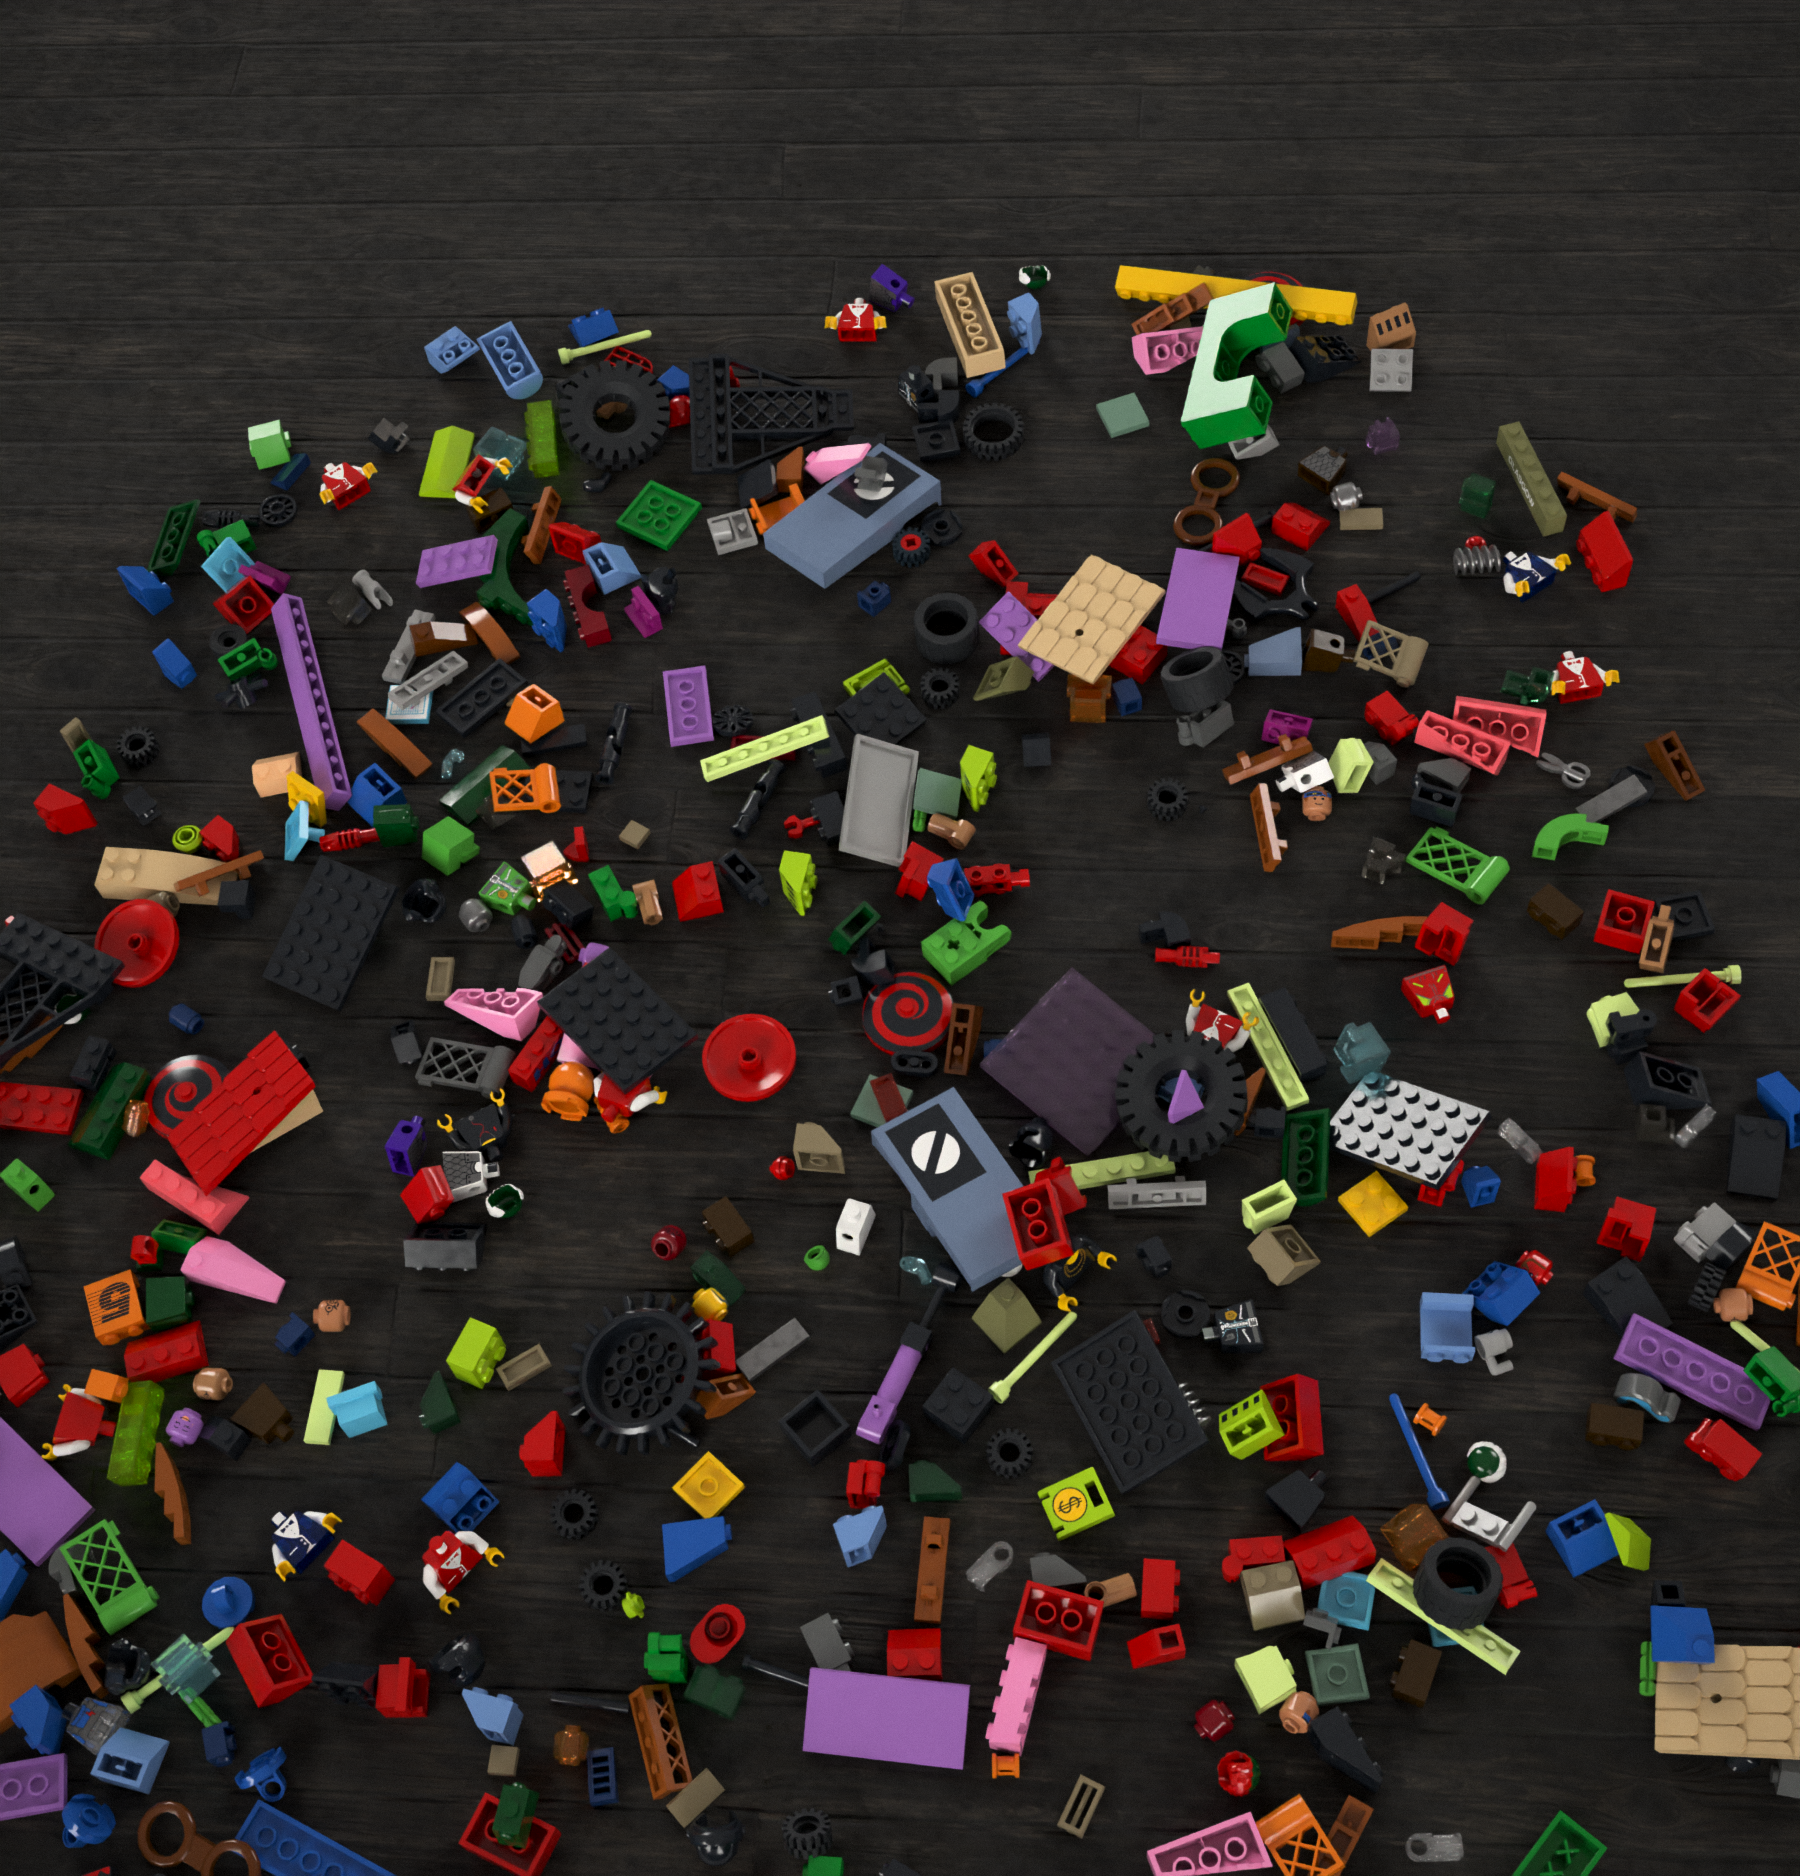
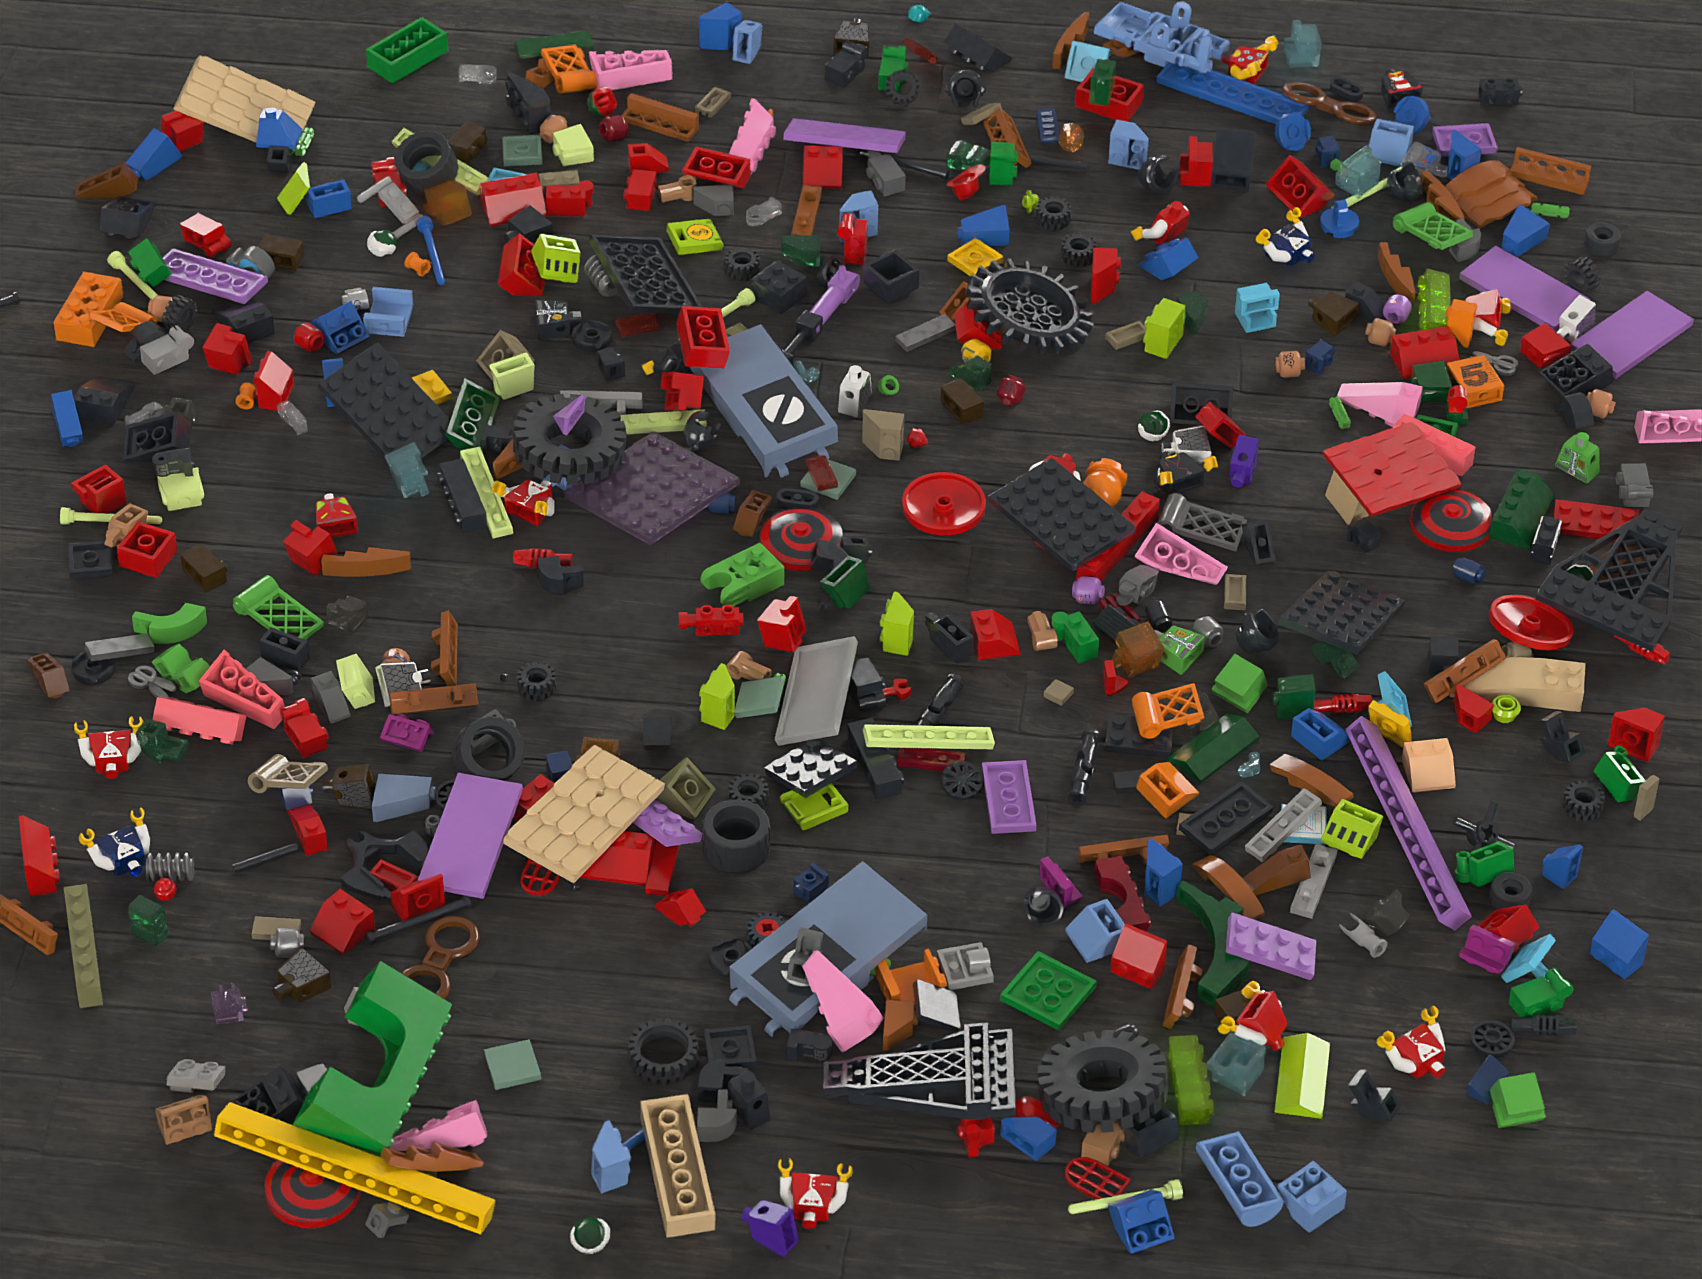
camera: 175 degrees right, 15 degrees down
(88, 1351) = (1499, 363): none -> flat silver piece
(135, 1117) = (1487, 497): clear orange brick -> none
(173, 538) = (1605, 1010): dark green slope -> none
(285, 1251) = (1339, 412): none -> bright green axle
(321, 1418) = (1287, 320): yellowish green tile -> none
(358, 1573) = (1238, 217): red brick -> none
(364, 686) = (1352, 828): none -> lime slope
(582, 655) = (1119, 848): none -> dark orange hinge
(951, 888) = (754, 590): blue slope -> none
(1172, 1771) = (663, 115): none -> dark orange fence
(1320, 1620) = (527, 163): dark grey bracket -> none
(1532, 778) = (177, 667): none -> bright green brick

